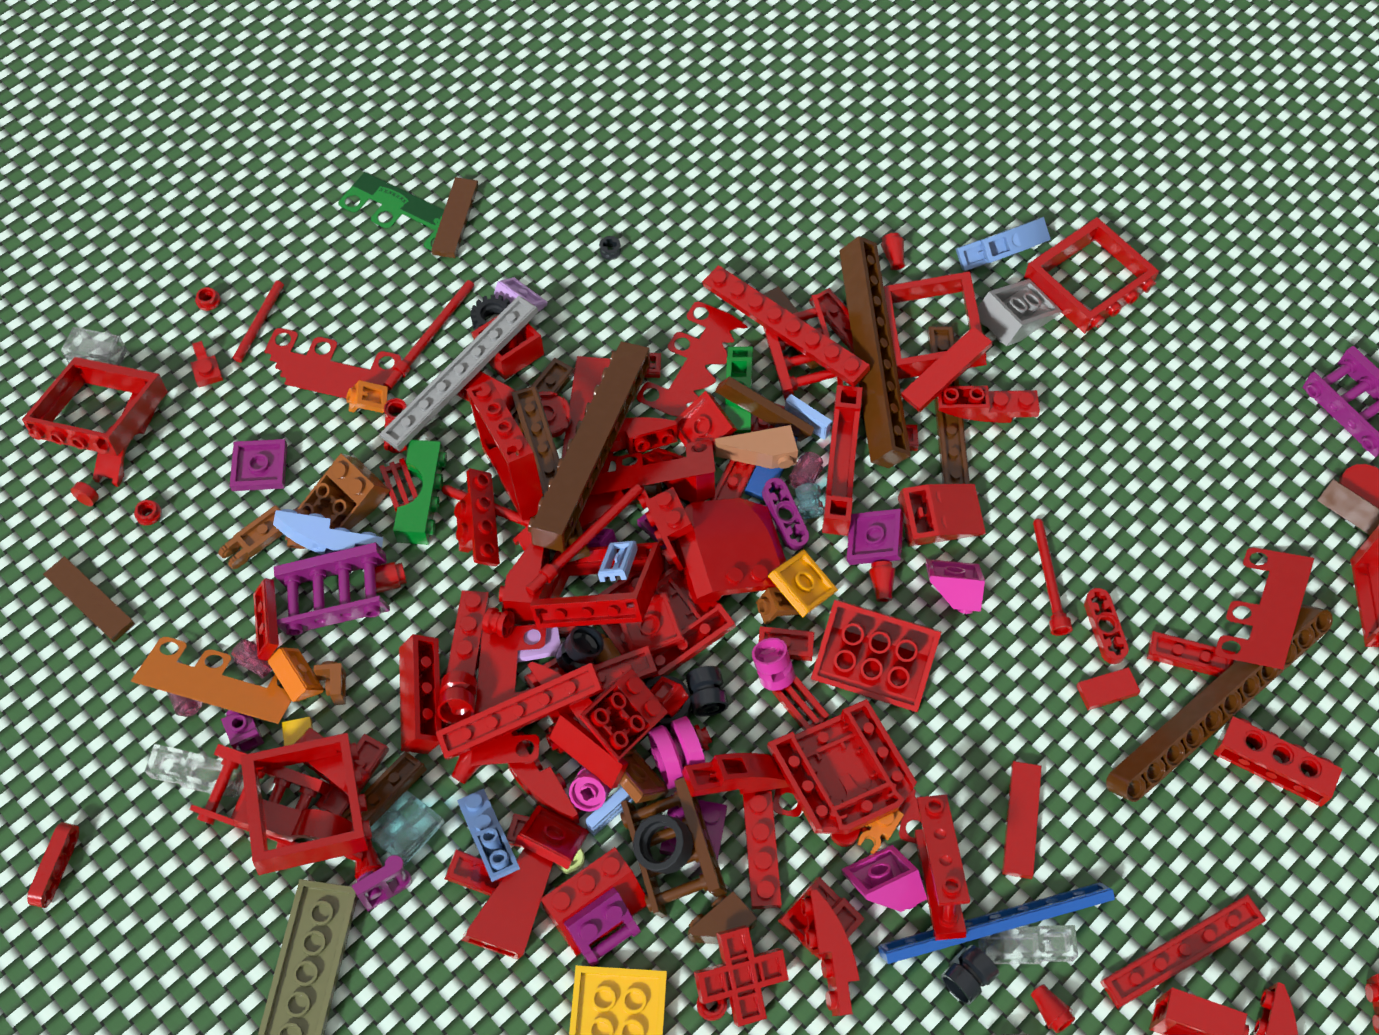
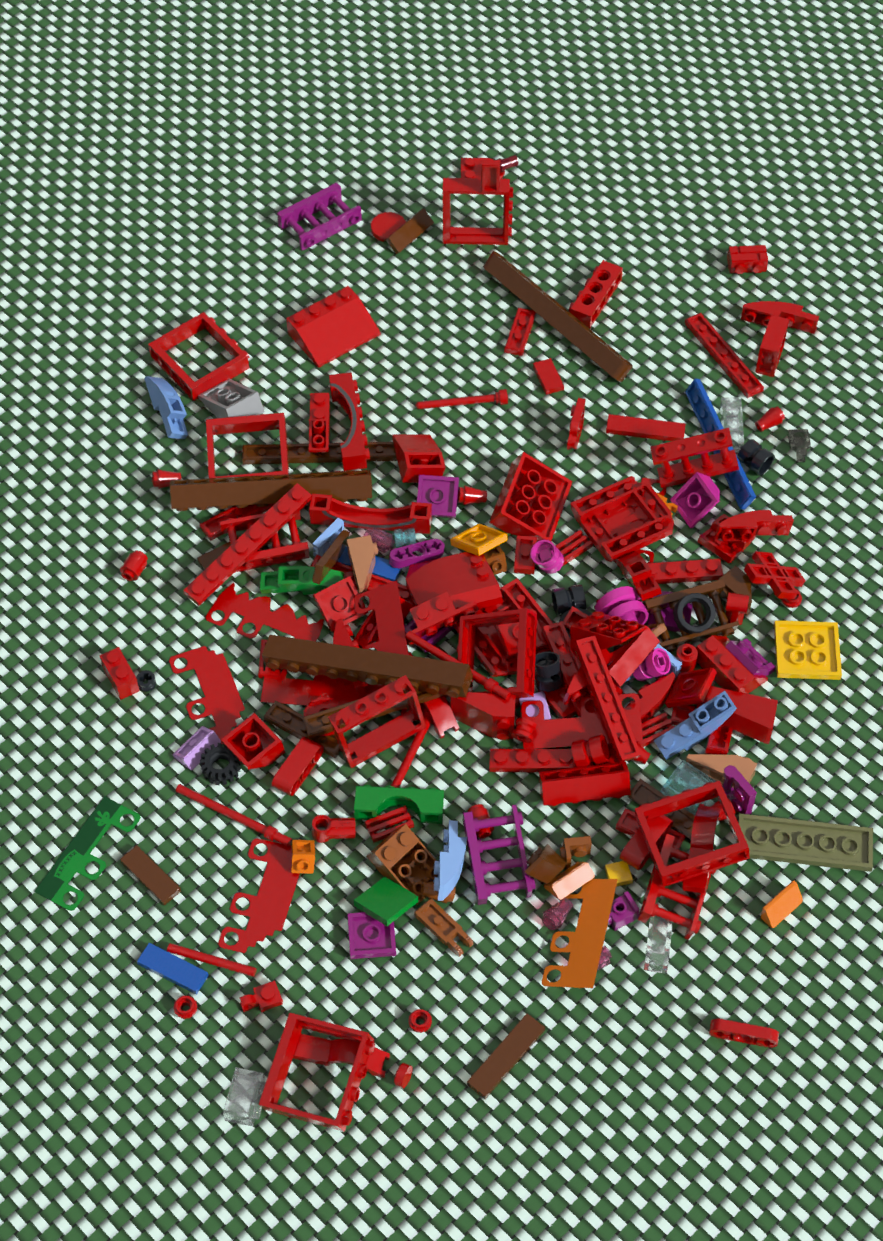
camera: 90 degrees left, 5 degrees down
(220, 933) = (781, 905): none -> orange slope
(254, 287) = (172, 968): none -> blue tile
(266, 619) = (525, 902): red tile -> none
(290, 474) = (386, 901): none -> green tile
(306, 639) = (544, 864): none -> reddish brown slope
(365, 264) = (150, 875): none -> reddish brown tile
(425, 882) = (715, 764): none -> nougat slope
(455, 217) = (101, 804): reddish brown tile -> none
(458, 373) = (292, 771): light grey tile -> none
(478, 520) = (427, 760): red bracket -> none
(493, 768) = (657, 725): none -> red tile
(599, 318) = (218, 686): none -> red piece
(604, 844) = (688, 656): none -> red brick
(616, 218) = (119, 673): none -> red brick
(623, 560) = (481, 646): light blue tile -> none
(680, 908) = (736, 607): none -> red piece
(764, 226) = (134, 565): none -> red brick
(941, 438) = (353, 450): none -> red arch
(946, 369) = (299, 438): red tile -> none
(958, 583) = (472, 449): dark pink slope -> none
(1003, 711) = (576, 423): none -> red plate
(1103, 637) = (486, 371): red beam -> none
(1161, 419) = (332, 326): none -> red slope
(1276, 614) = (491, 277): red piece -> none

